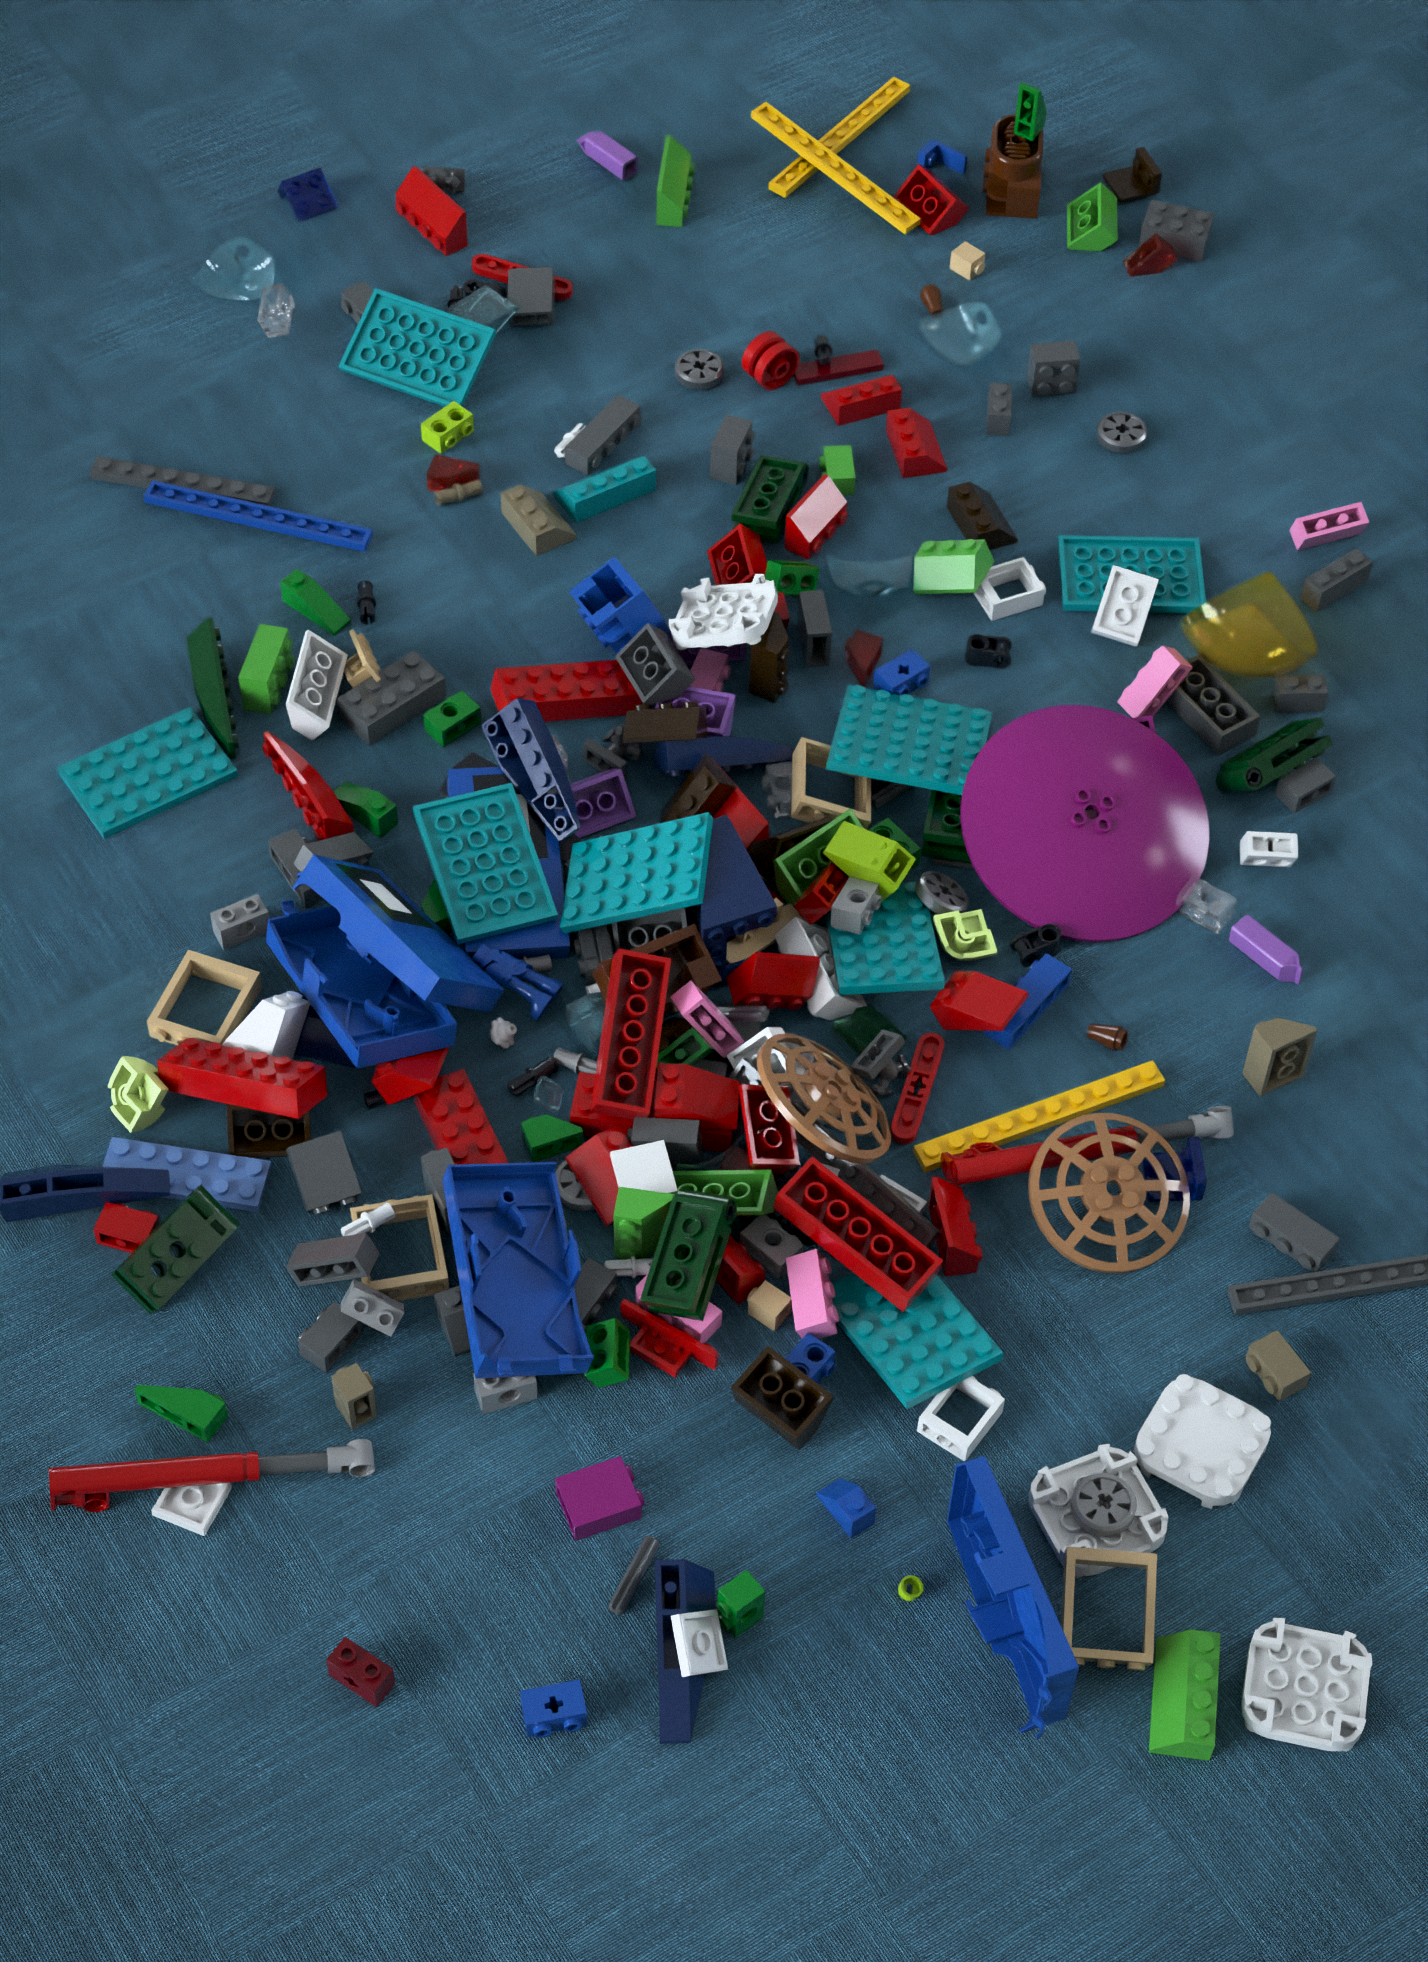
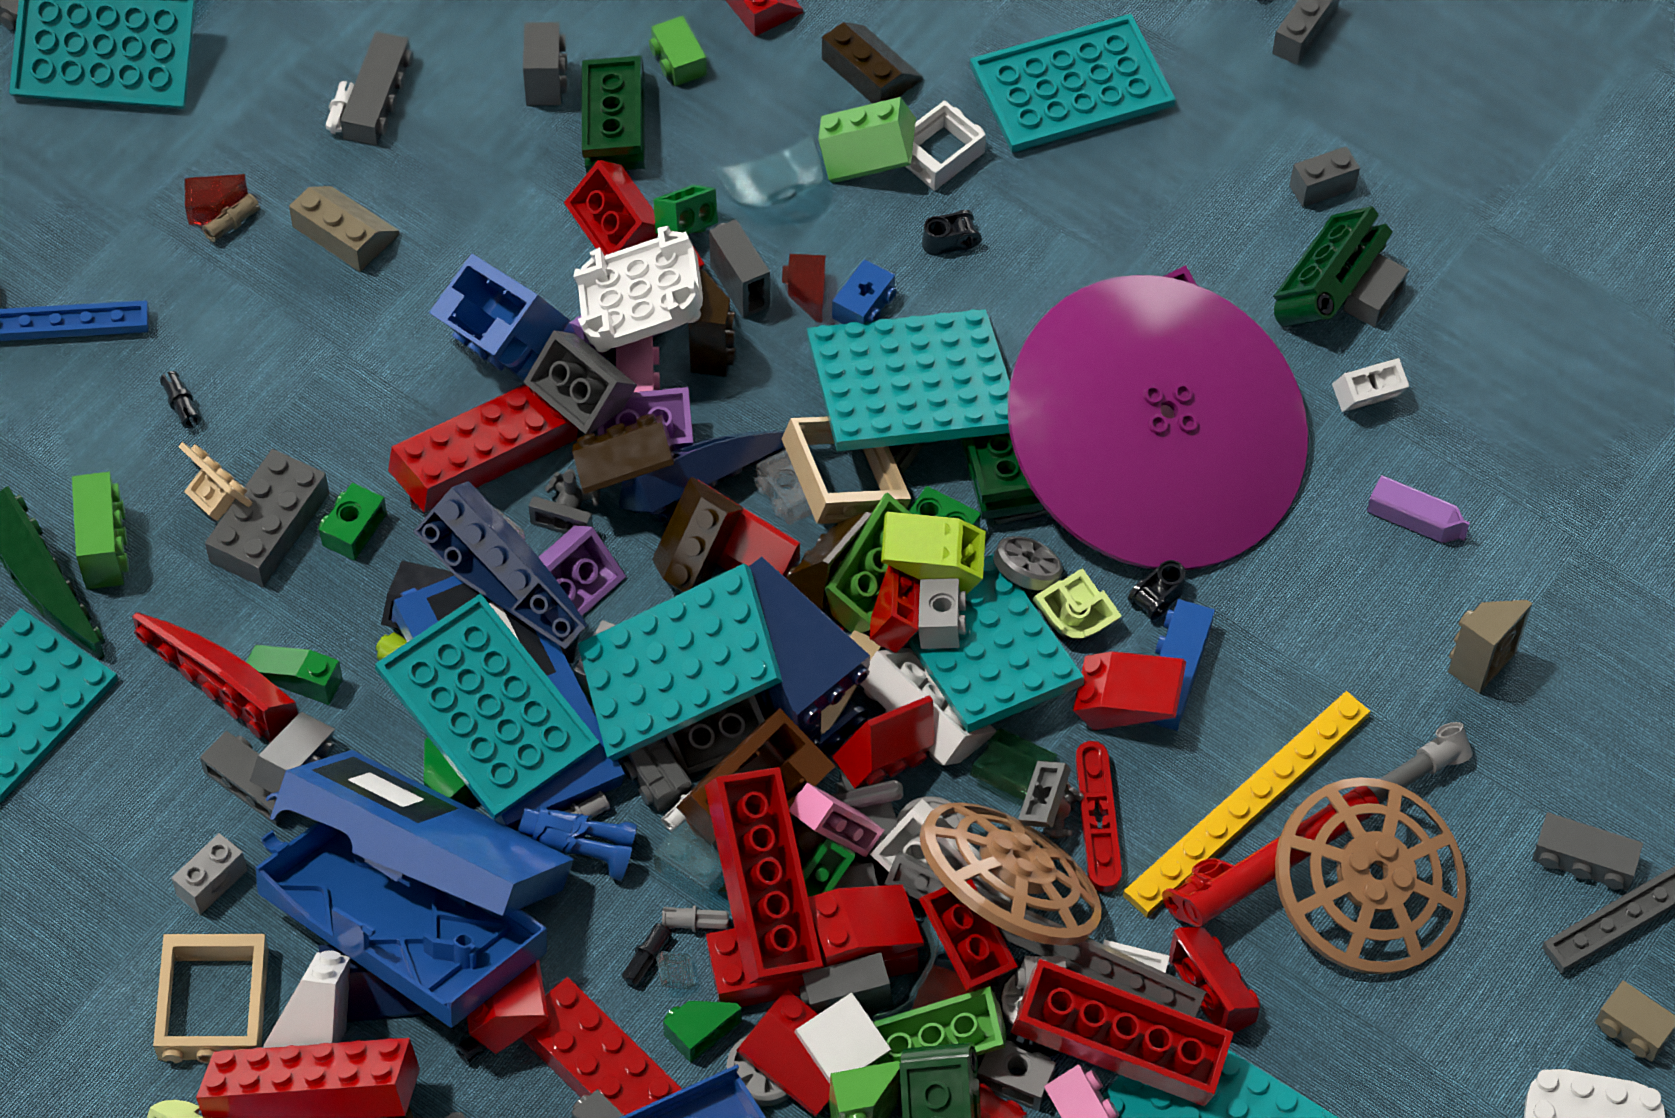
camera: 20 degrees left, 5 degrees up
(313, 602) = (115, 420): green slope -> none
(315, 686) = (172, 534): white slope -> none
(447, 427) = (181, 135): lime brick -> none
(502, 1032) = (588, 911): white plant -> none
(607, 488) = (410, 157): teal slope -> none
(815, 518) = (681, 124): slope -> none
(1108, 1035) = (1285, 677): reddish brown cone -> none
(1124, 605) = (1085, 127): white plate -> none
(1155, 683) = (1163, 219): bright pink brick -> none
(1193, 1164) = (1448, 805): clear blue bracket -> none
(1206, 904) = (1334, 488): clear brick -> none
(1213, 708) = (1229, 223): dark grey brick -> none
(1251, 630) = (1245, 117): clear yellow windscreen -> none

